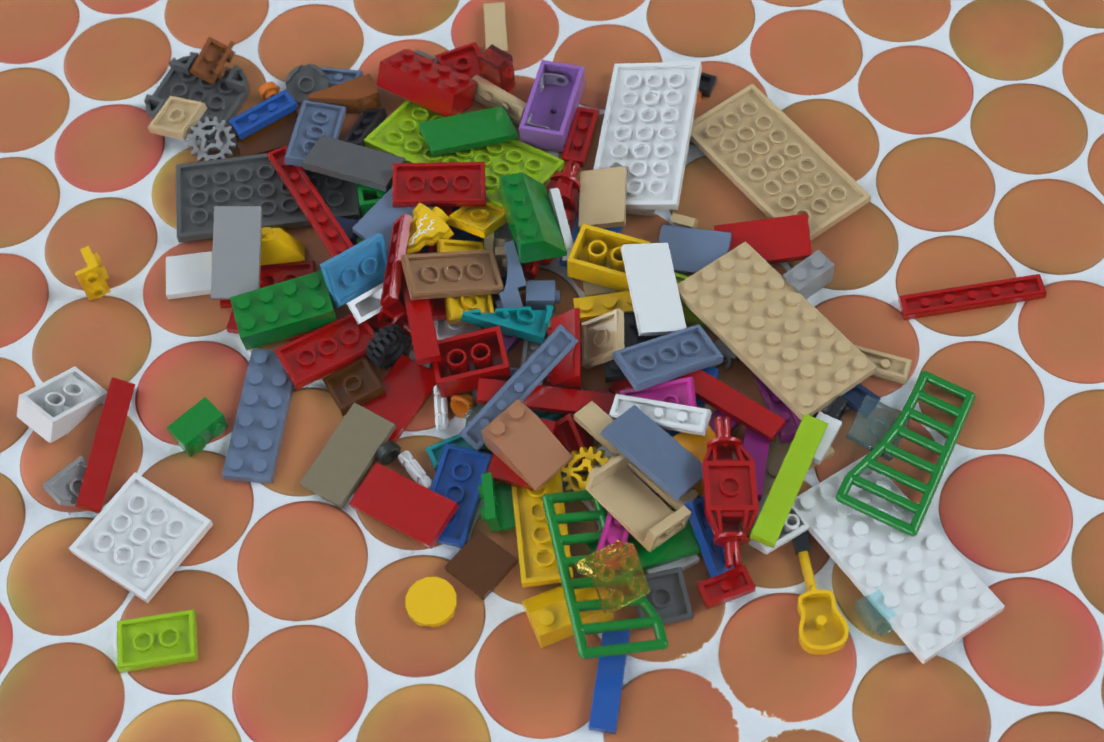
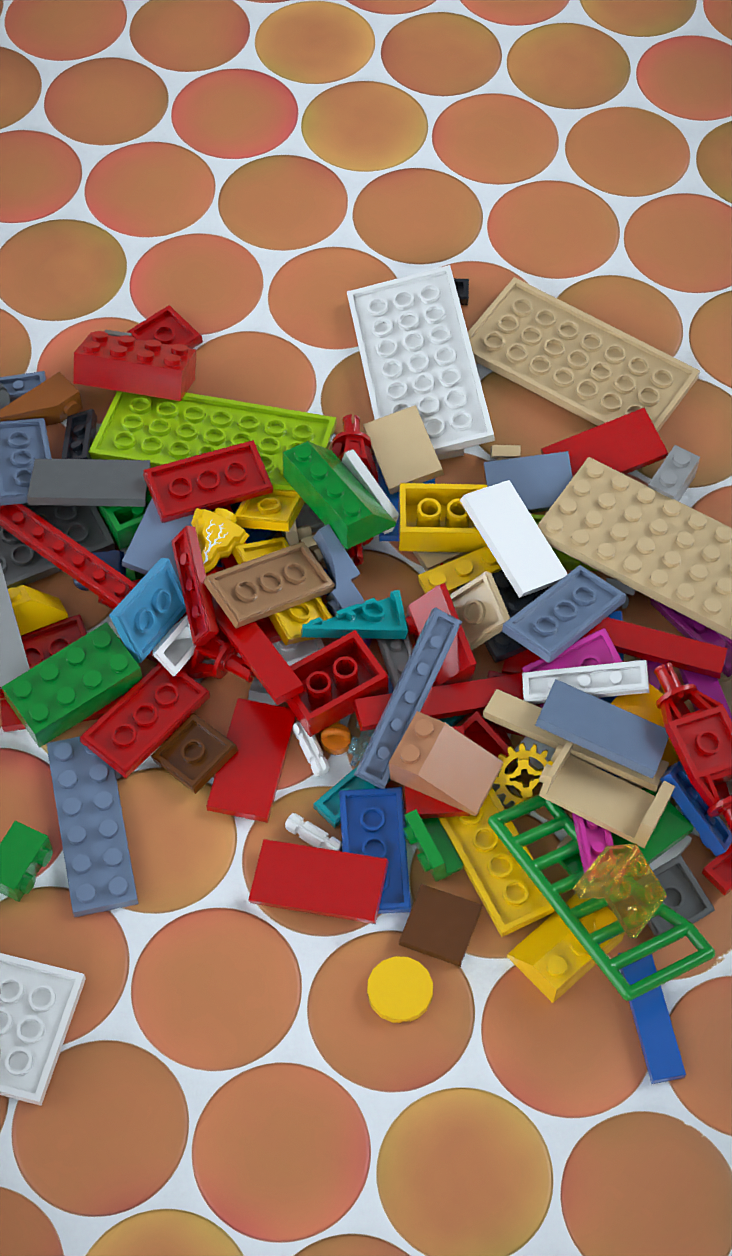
camera: 25 degrees left, 0 degrees up
(157, 641) = (73, 1150): lime tile -> none
(347, 455) = (223, 841): dark tan tile -> none
(388, 346) = (220, 692): black tyre -> none
(388, 452) = (272, 822): pearl dark grey tile -> none
(467, 131) = (209, 410): green tile -> none
(493, 96) = (230, 366): tan plate -> none
(495, 25) = (186, 285): tan tile -> none
(497, 68) = (215, 332): clear red brick -> none
(542, 293) = (378, 580): sand blue brick -> none
(558, 90) = (293, 339): medium lavender piece -> none
(580, 135) = (341, 383): red plate -> none

